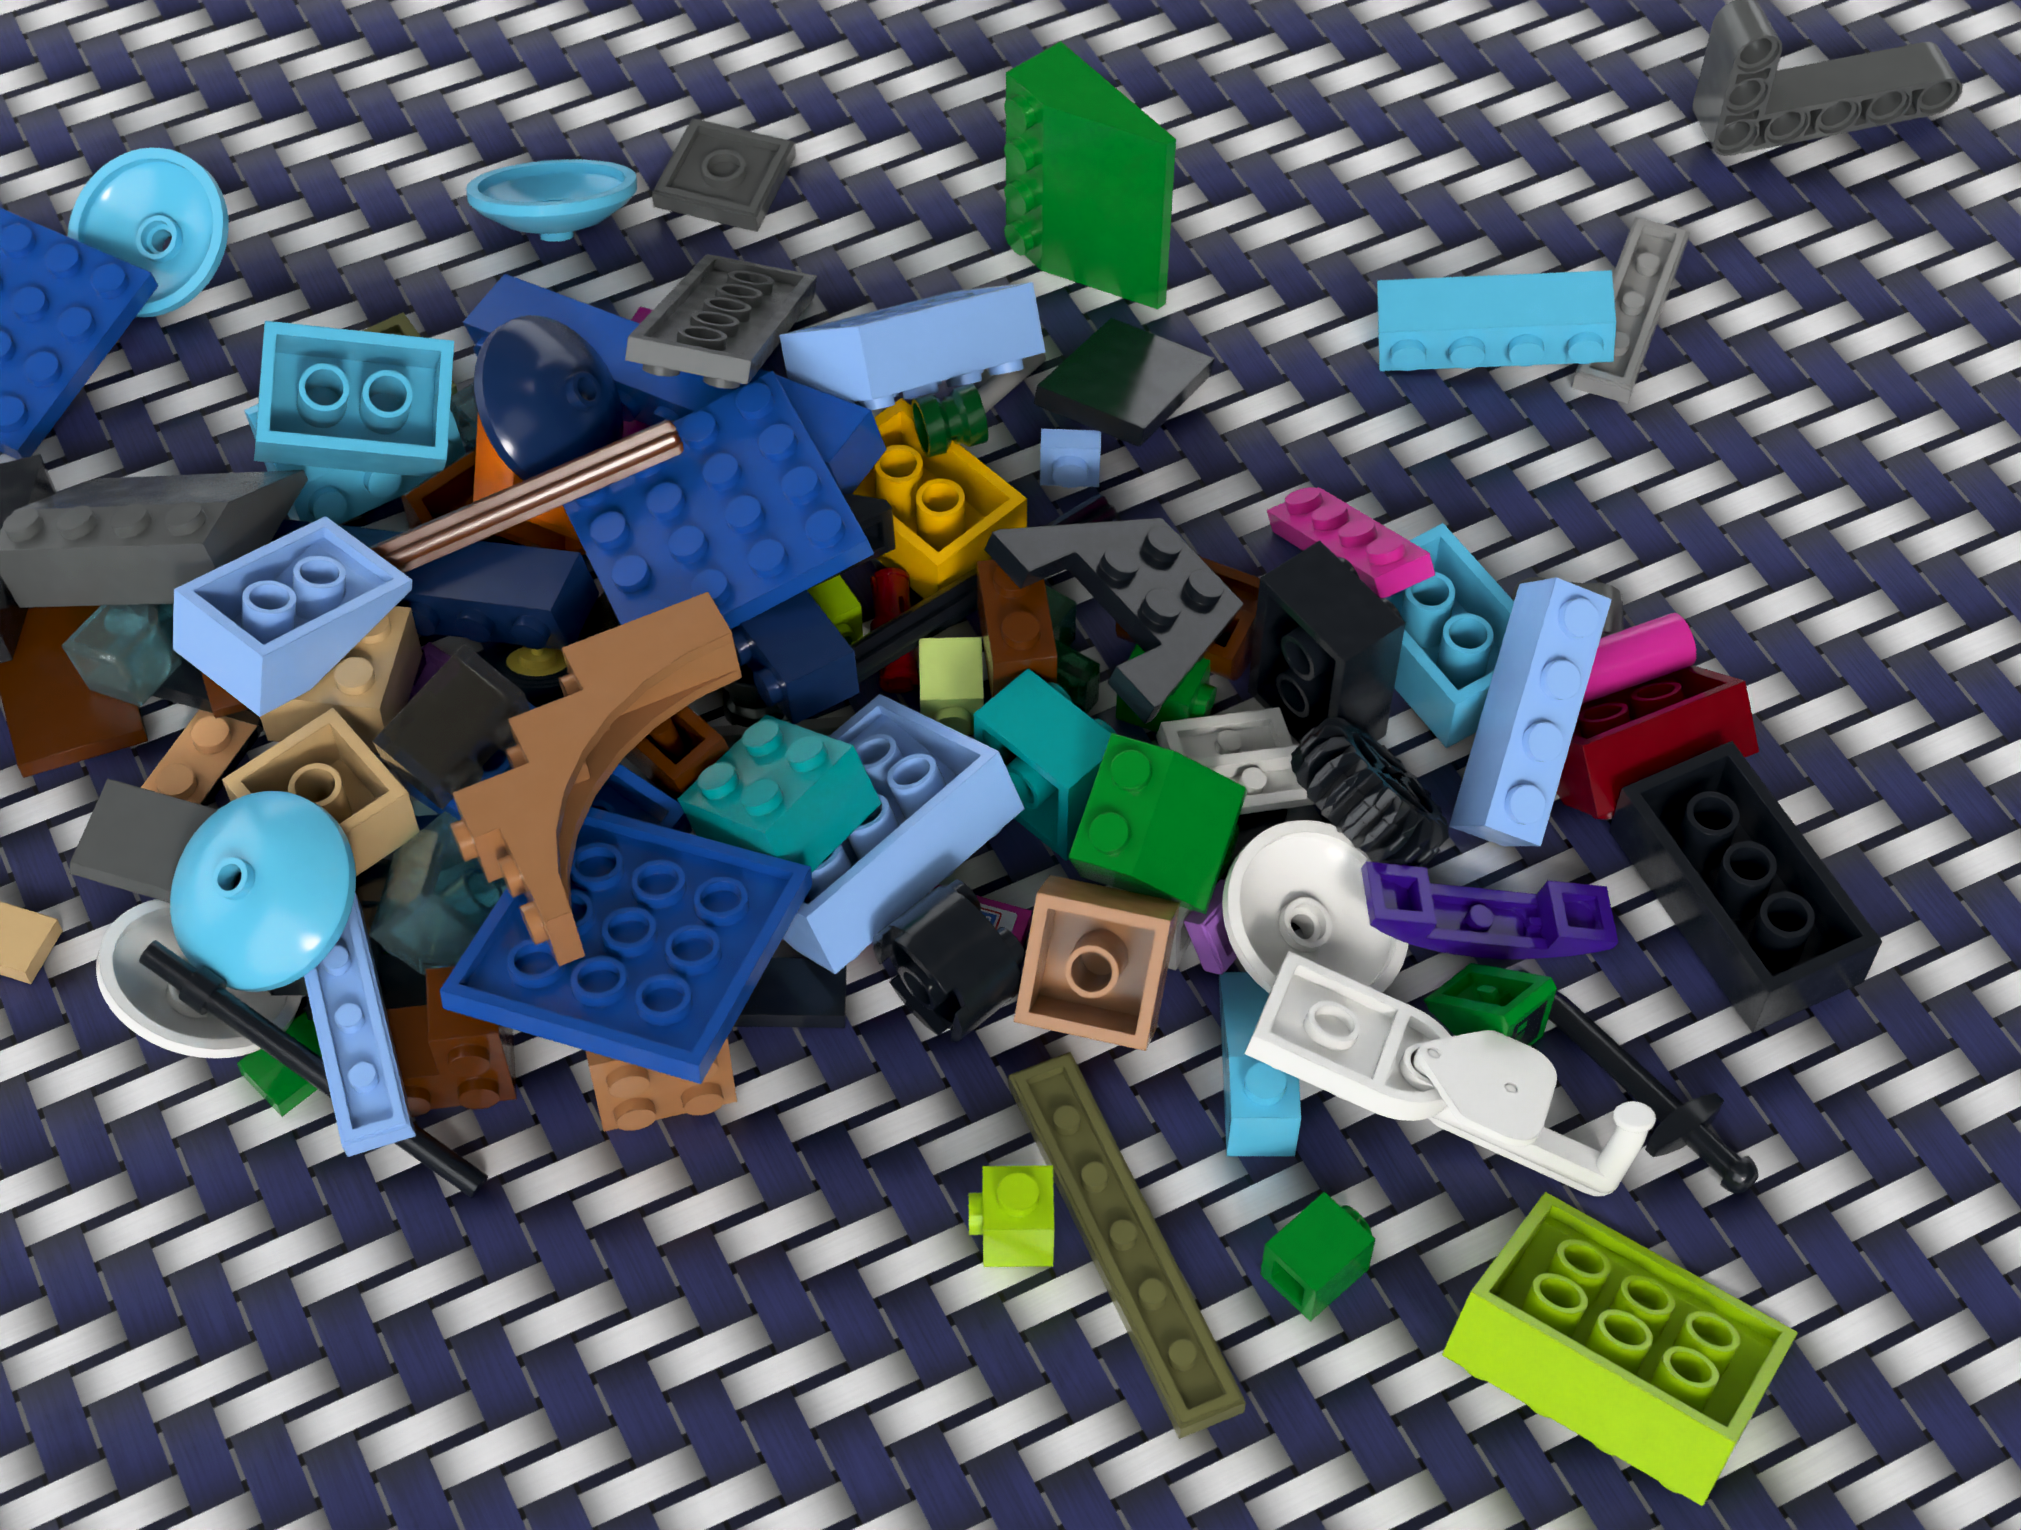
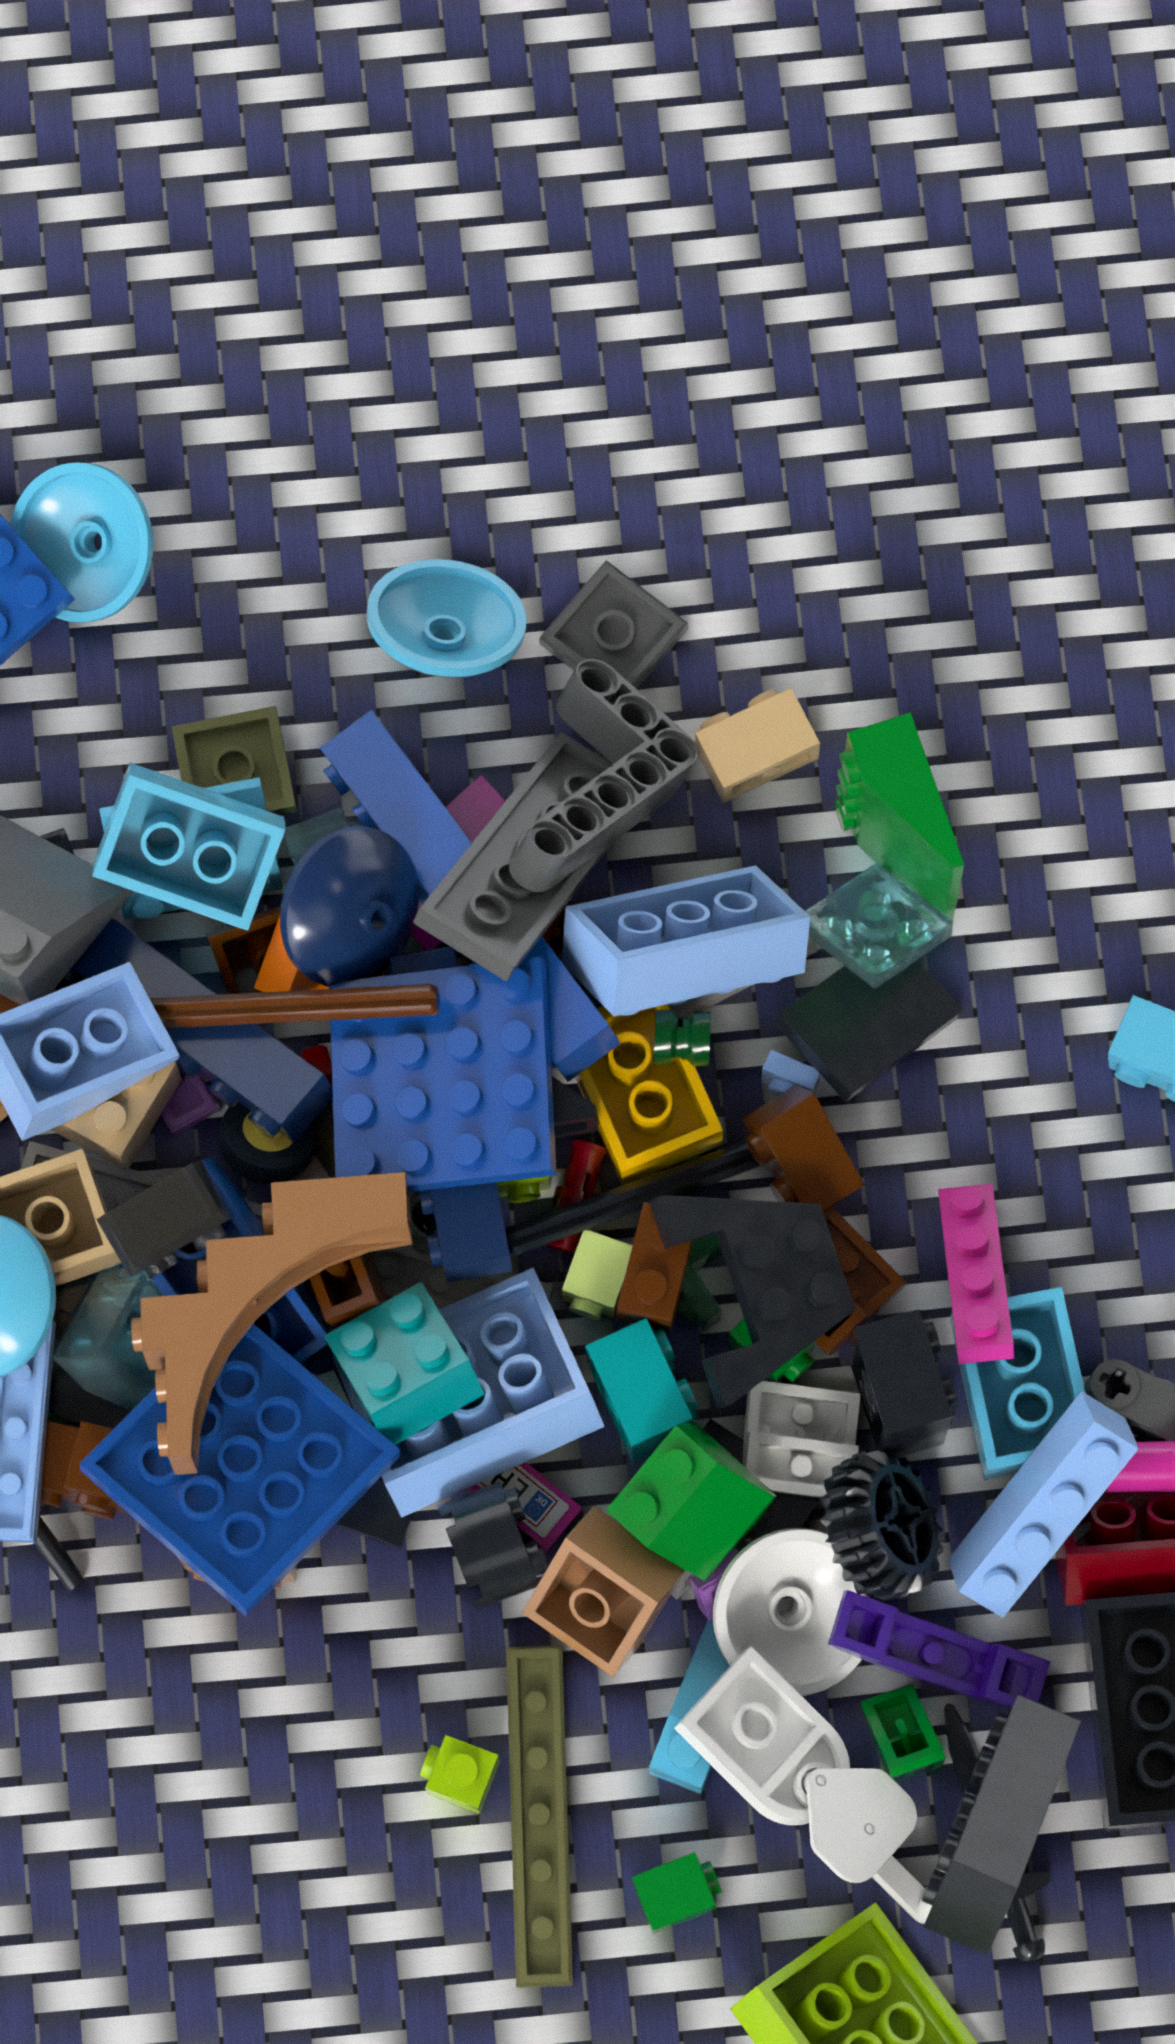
camera: 25 degrees right, 20 degrees up
(767, 249) = (647, 770): none -> dark grey beam
(906, 209) = (756, 743): none -> tan brick
(1100, 304) = (877, 925): none -> clear light blue plate
(1112, 485) = (801, 1150): none -> reddish brown brick
(1658, 1020) = (998, 1823): none -> black brick

